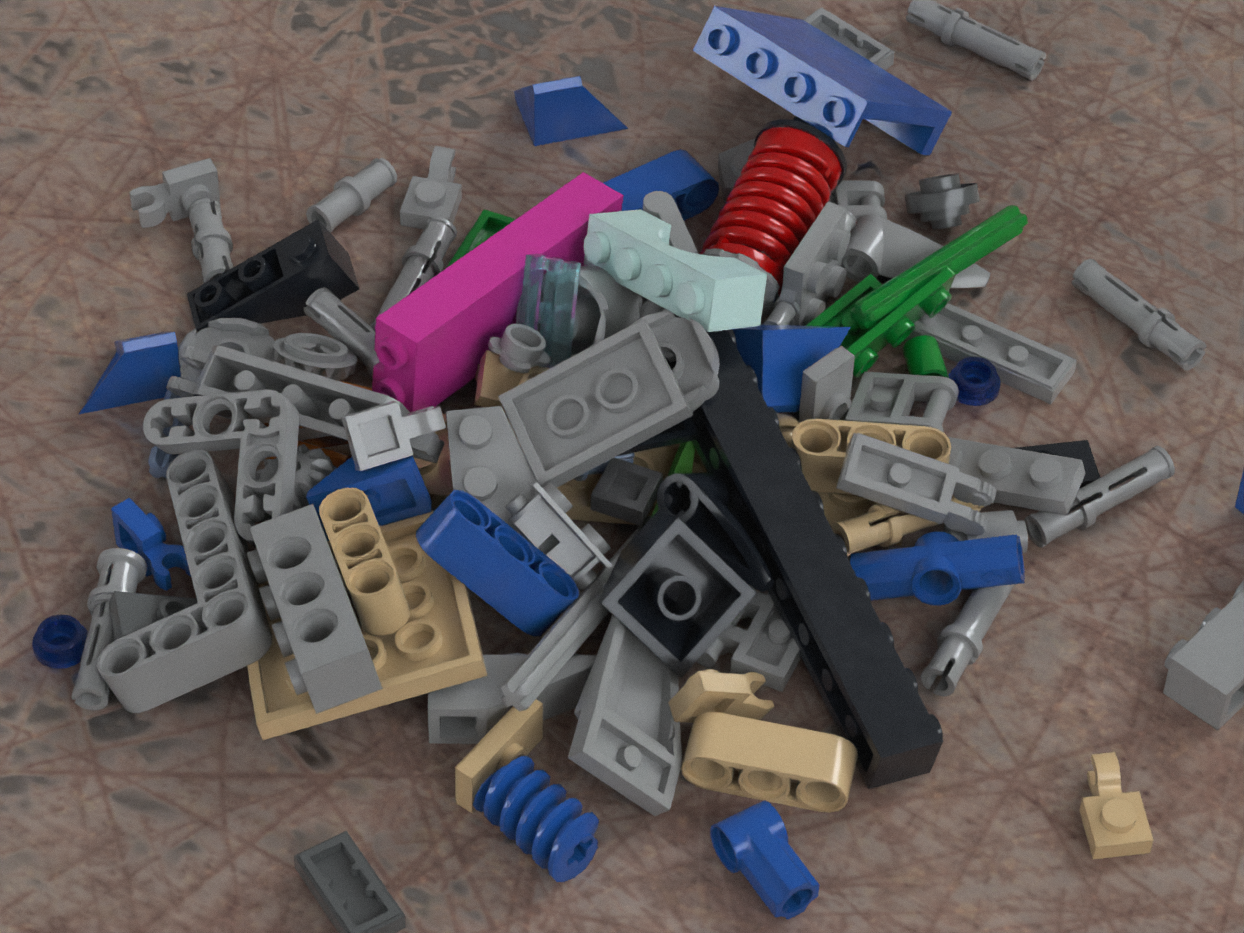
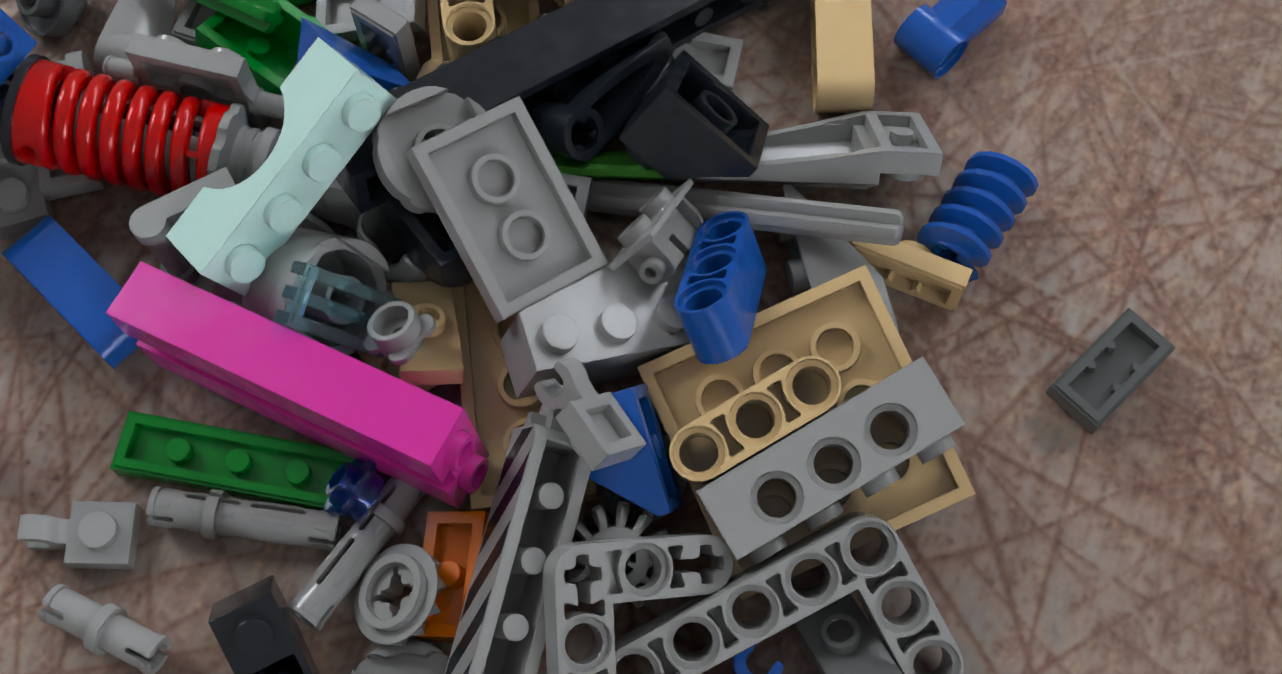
camera: 100 degrees left, 20 degrees up
(720, 693) = (791, 86): tan plate -> none

